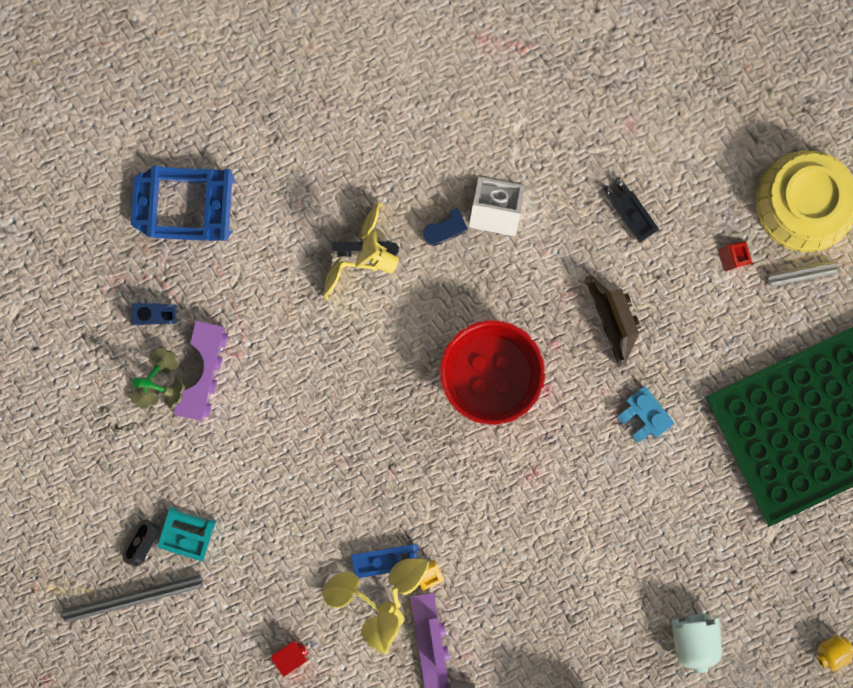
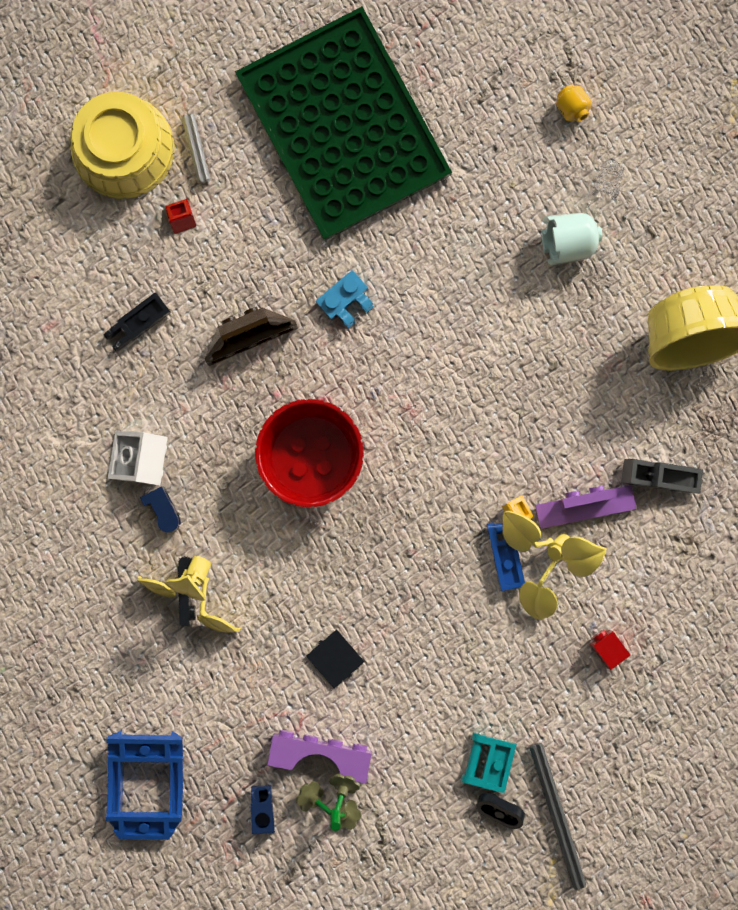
camera: 90 degrees left, 0 degrees up
(293, 390) = (335, 658): none -> black piece

